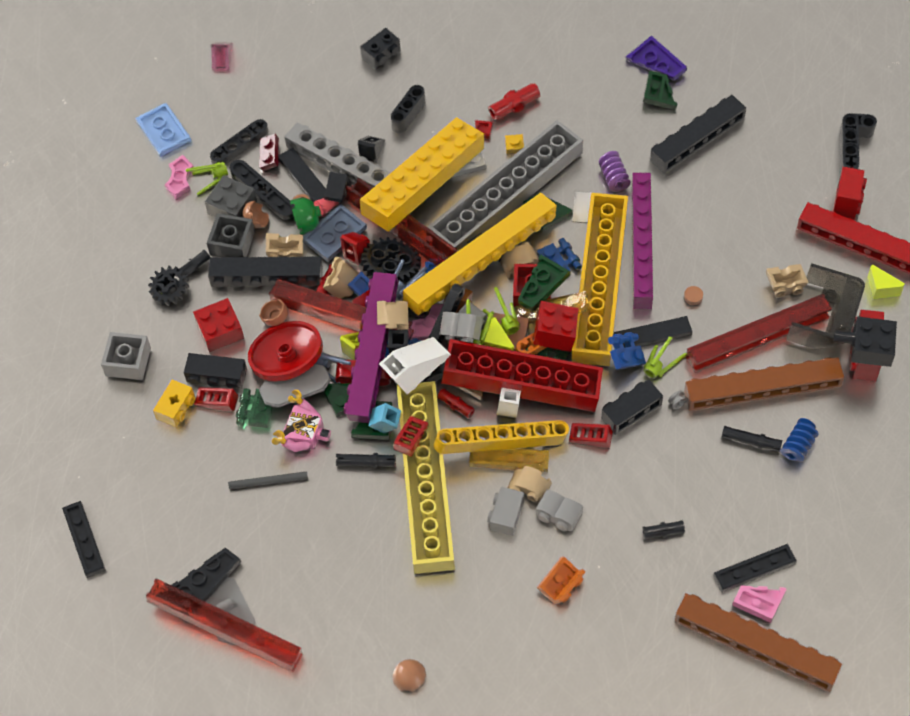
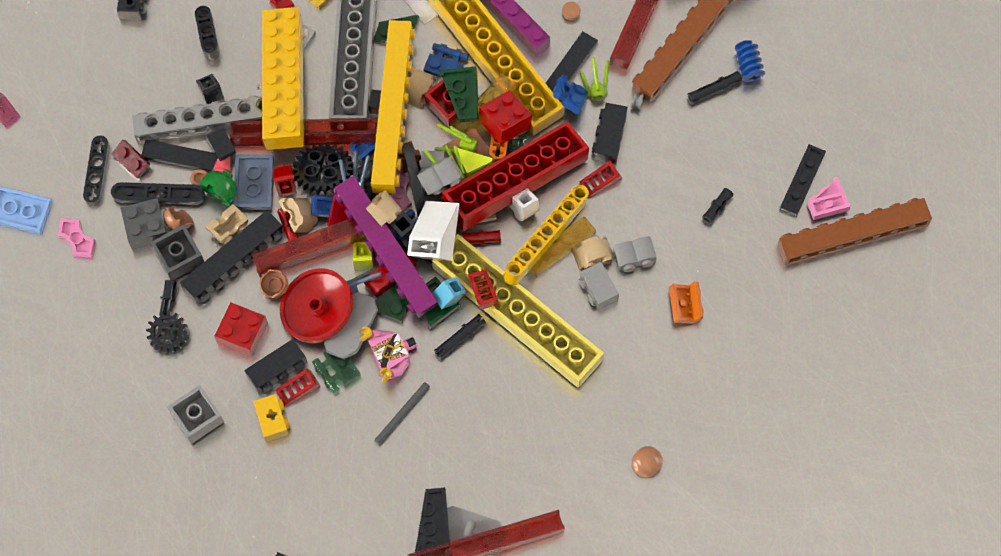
camera: 45 degrees left, 10 degrees up
(217, 170) = (104, 208): lime plant -> none

